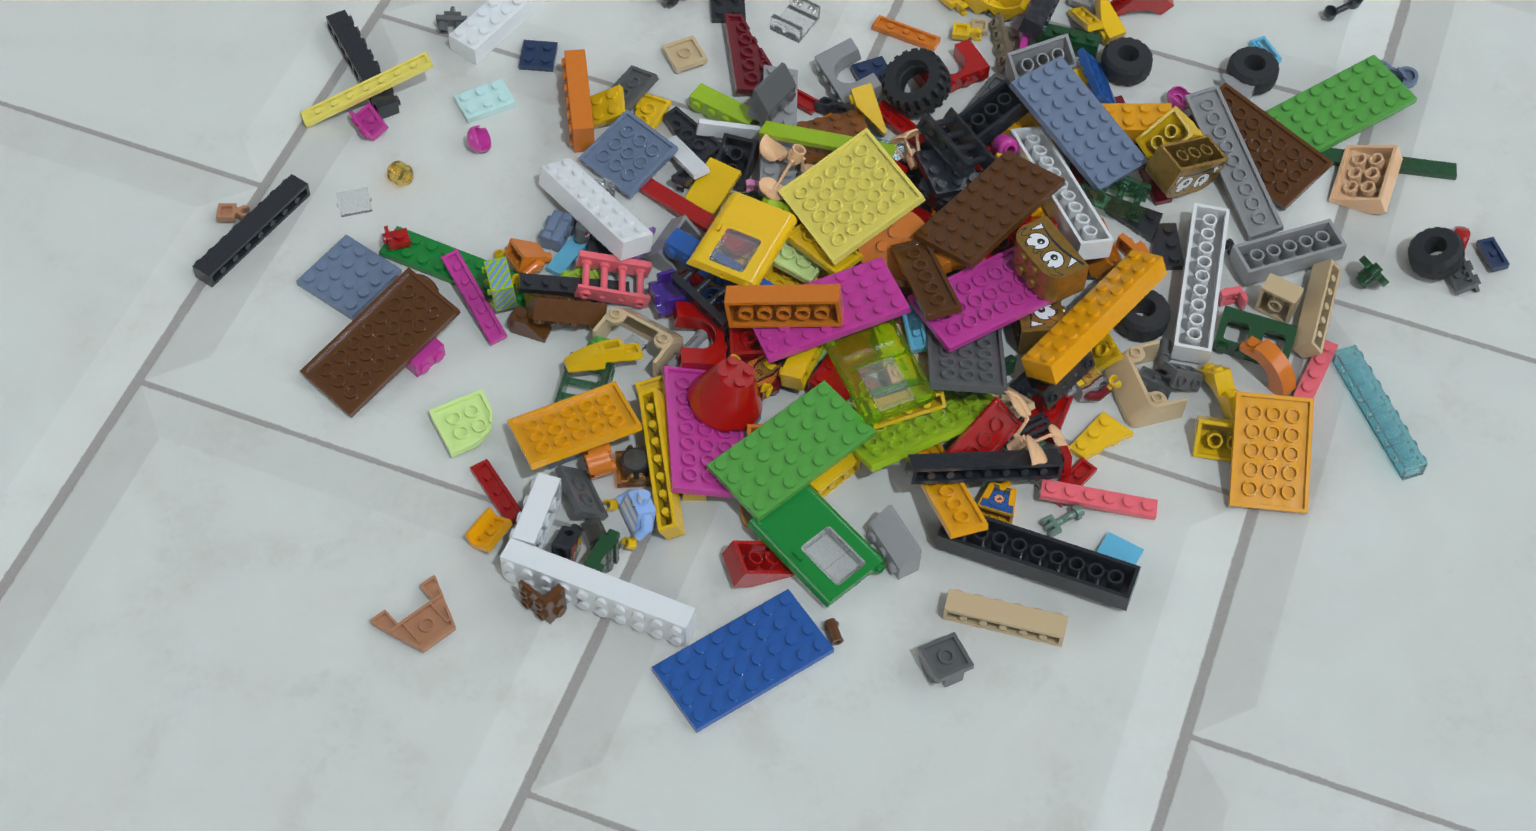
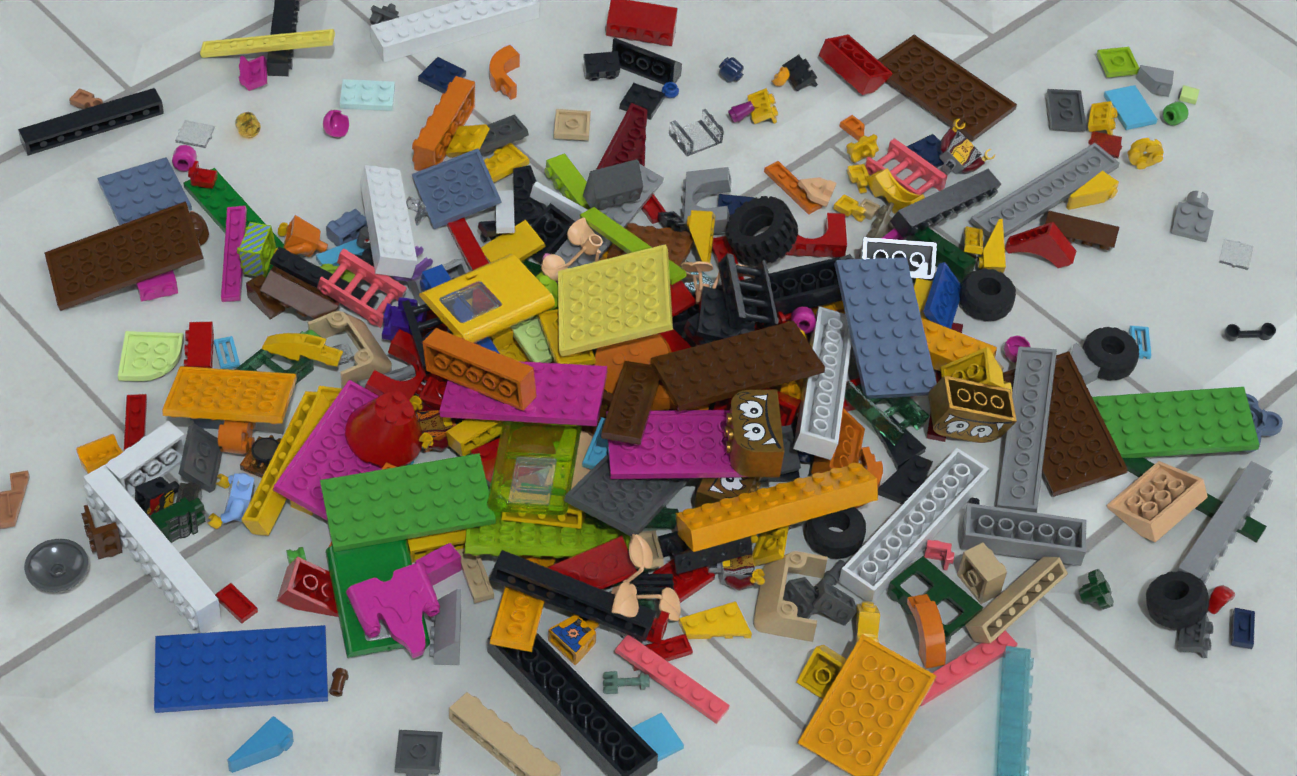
camera: 25 degrees right, 5 degrees down
(364, 228) = (184, 157): none -> dark pink head
(504, 394) = (200, 345): none -> red brick
(523, 636) = (56, 557): none -> dark grey dish
(540, 400) = (229, 365): none -> medium azure tile
(588, 35) = (500, 64): none -> orange arch
(705, 607) = (236, 603): none -> red tile
(722, 541) = (291, 555): none -> bright green wheel
(813, 713) = (264, 745): none -> dark azure slope
(847, 492) = (441, 563): none -> dark pink brick
(847, 541) = (398, 604): none -> dark pink rock
(880, 487) = (476, 577): none -> tan plate
(932, 26) = (818, 189): none -> light nougat plate
(1428, 172) = (1227, 521): none -> light grey brick

